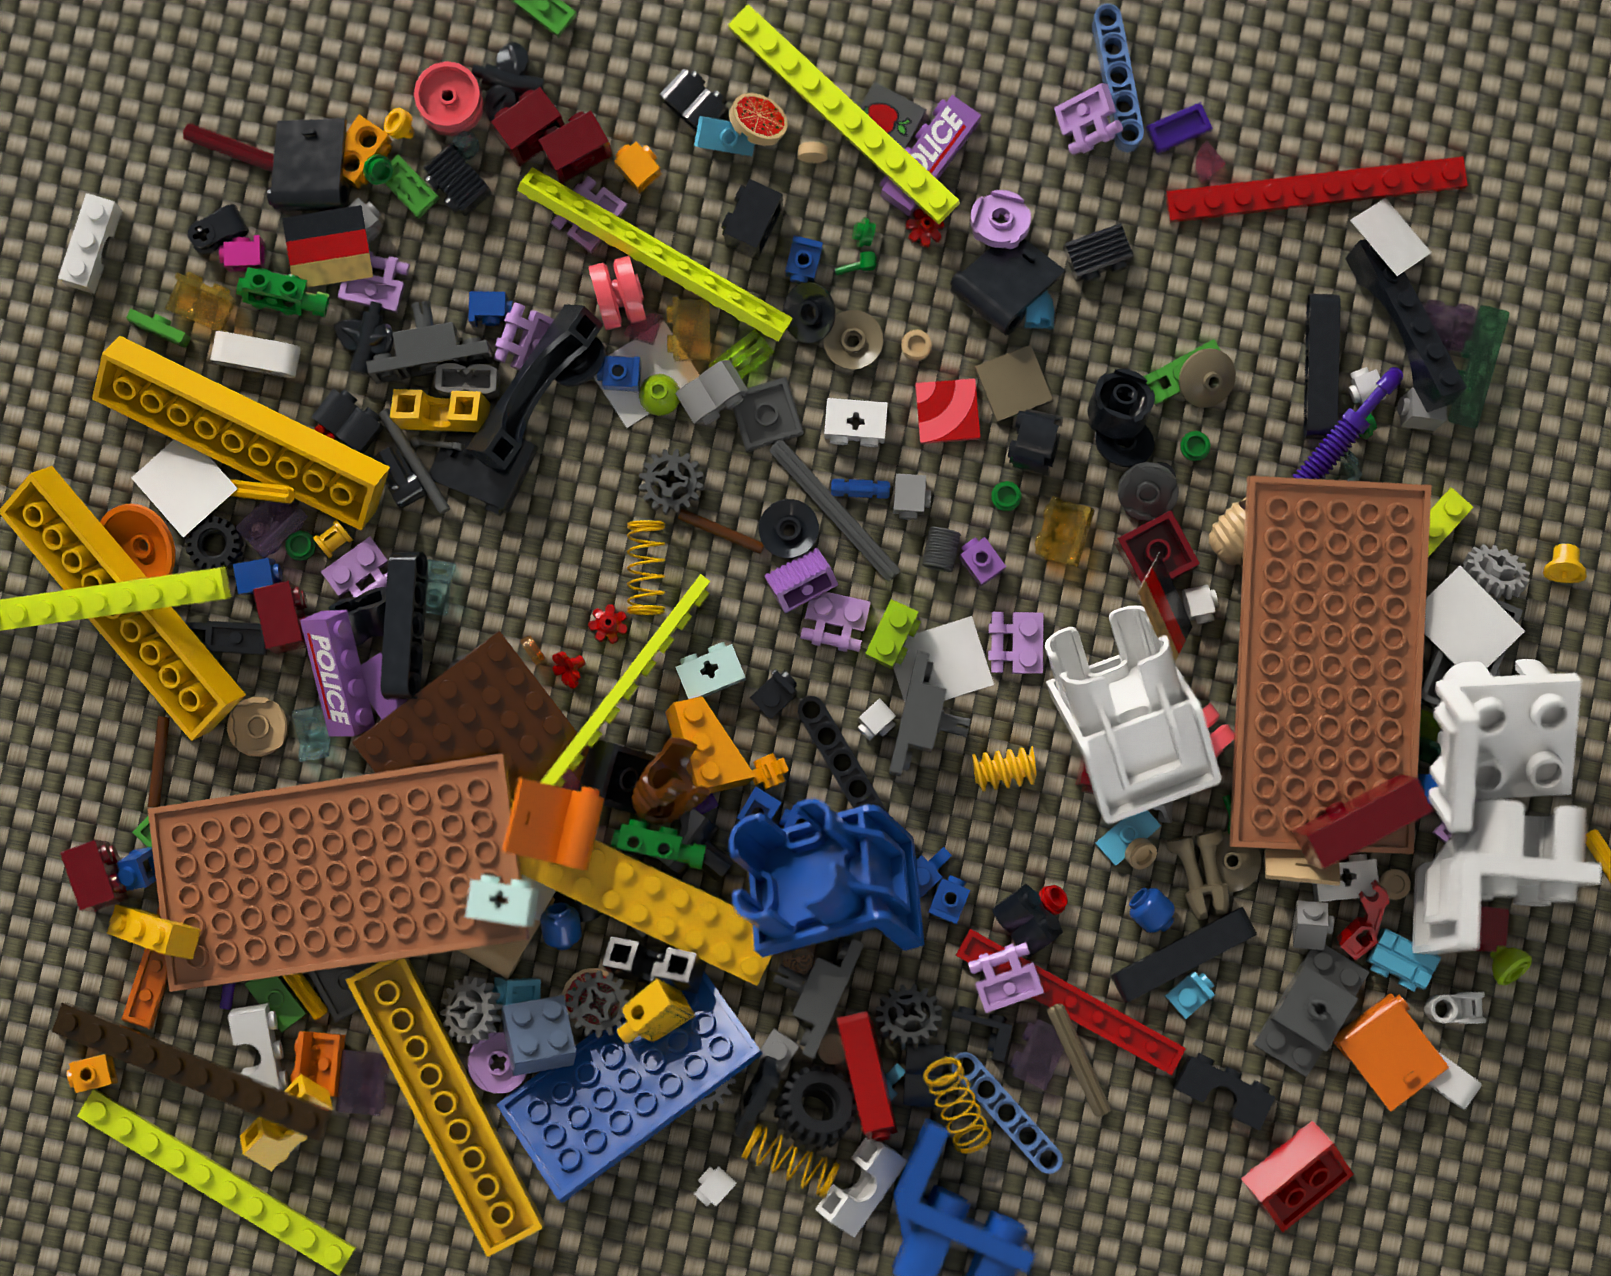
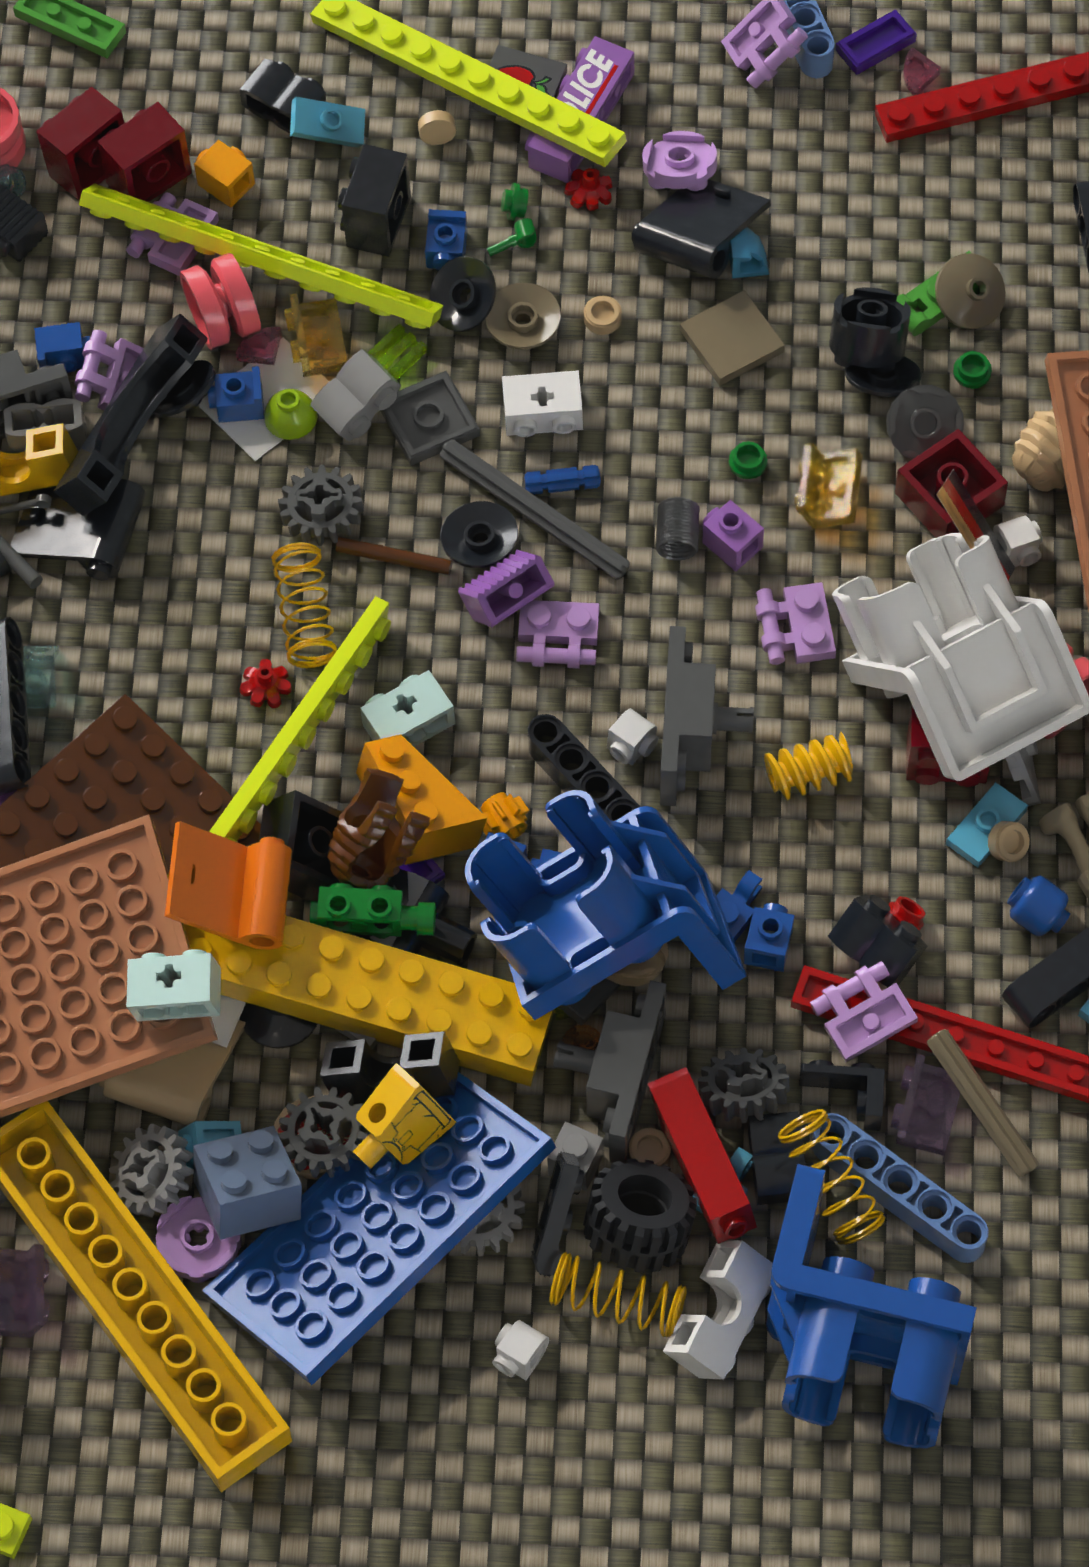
camera: 10 degrees left, 20 degrees down
(506, 78) = (50, 96): black plant -> none
(532, 649) = (172, 723): clear orange tile -> none
(561, 926) = (257, 1047): blue head -> none
(568, 668) = (220, 738): red plant -> none
(758, 119) = (368, 99): tile -> none
(775, 693) = (500, 723): black bracket -> none
(892, 633) = (634, 632): lime brick -> none
(910, 496) = (627, 474): light grey brick -> none
(947, 411) = (655, 379): tile -> none
(956, 658) = (718, 641): white sticker -> none
(1036, 441) = (771, 386): black brick -> none
(1098, 253) = (806, 180): black brick -> none

